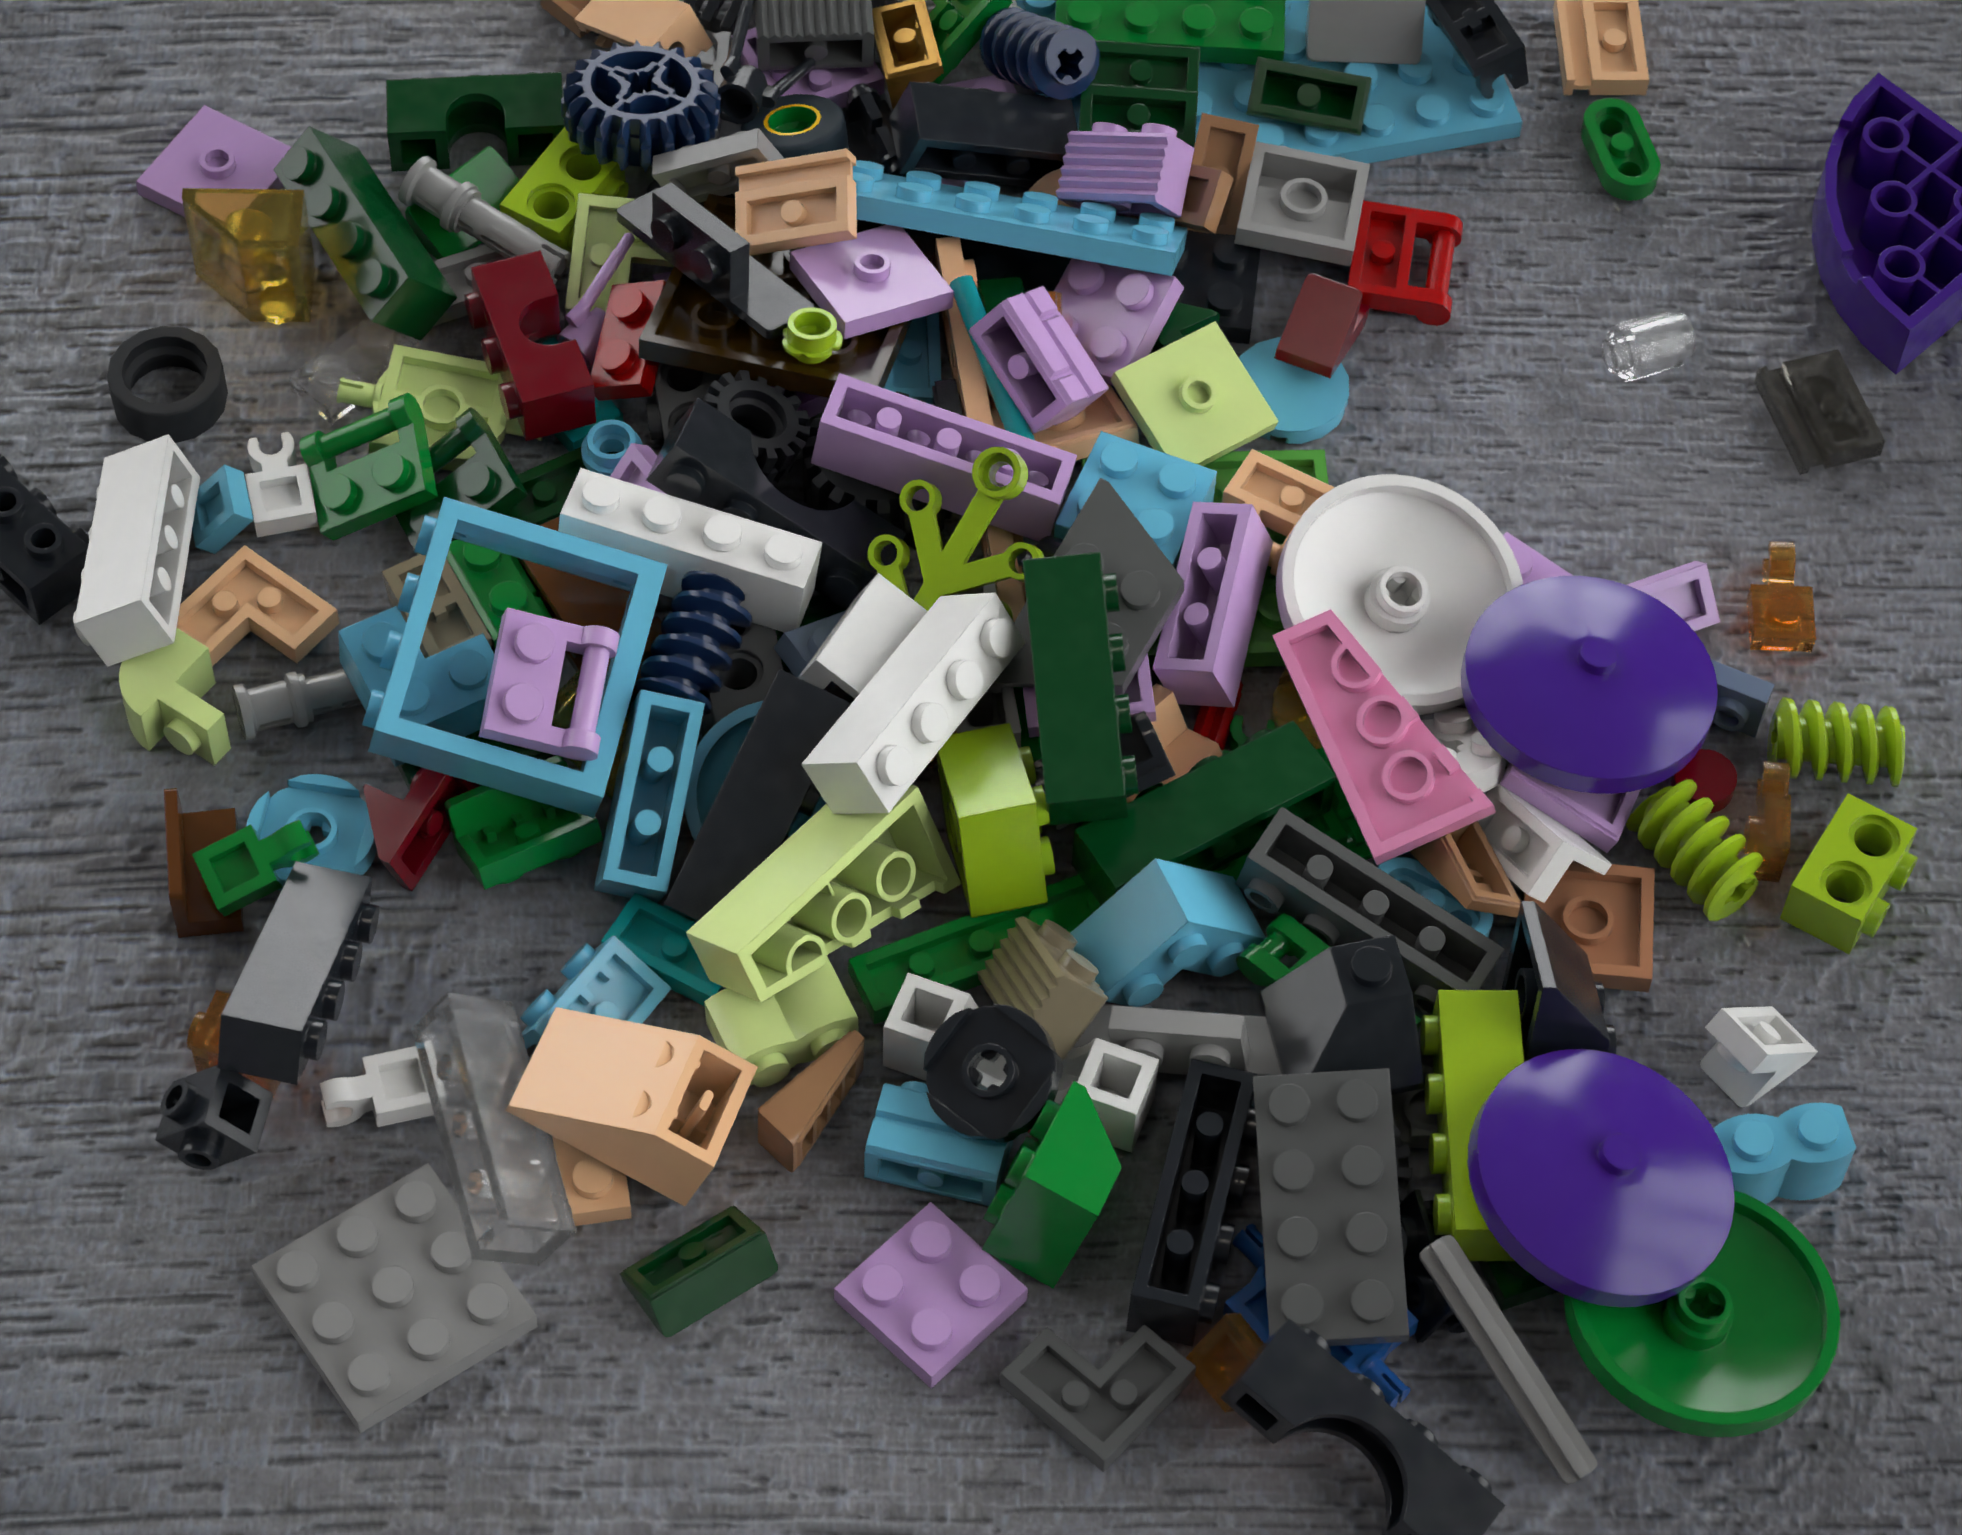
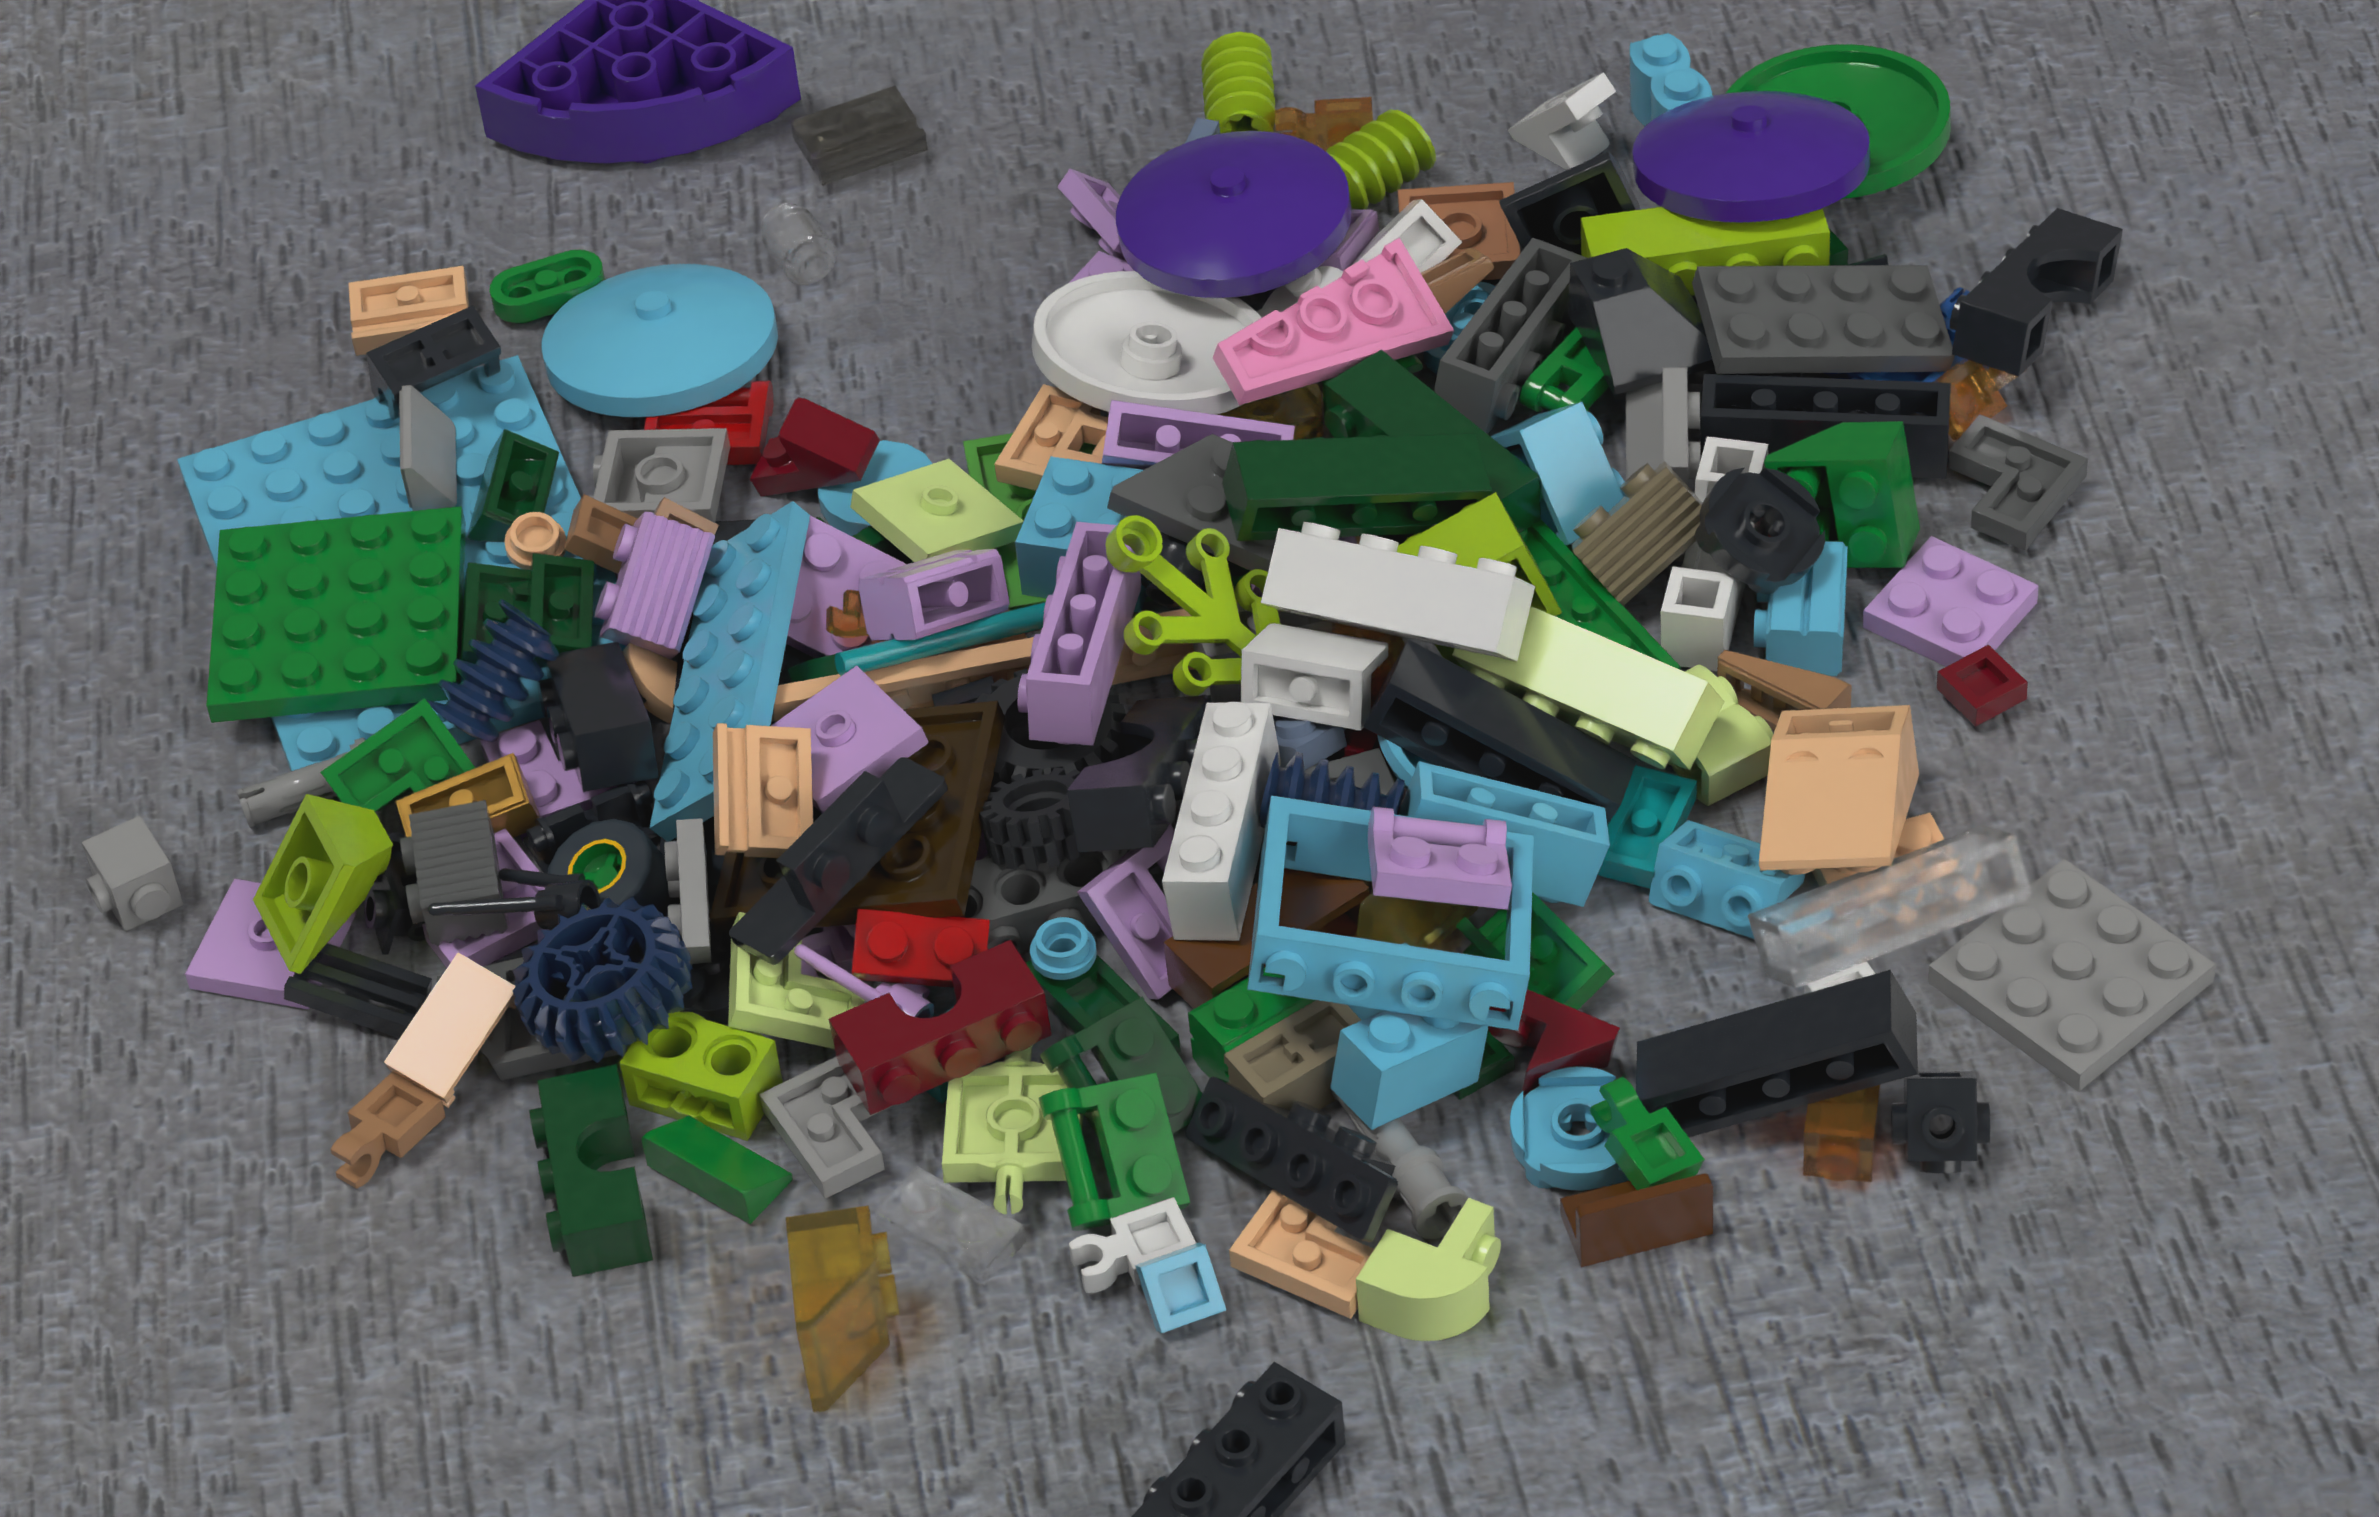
camera: 90 degrees left, 10 degrees down
(137, 551) = (1276, 1310): white brick -> none
(159, 349) = (1011, 1419): black tyre -> none
(213, 155) = (681, 1408): lavender plate -> none
(310, 610) = (1297, 1156): none -> black bracket
(366, 234) = (752, 1235): dark green brick -> none
(462, 209) = (755, 1122): light grey pin -> none
(701, 1271) = (1973, 766): dark green slope -> none
(796, 1290) = (1982, 685): none -> dark red plate
(811, 335) = (944, 747): lime plate -> none
(1228, 97) = (533, 534): none -> light nougat plate
(1508, 1359) = (1916, 225): light grey axle -> none
(1521, 227) = (659, 340): none -> medium azure dish
(1778, 611) = (1086, 147): clear orange plate -> none
(1843, 871) = (1373, 67): lime brick -> none

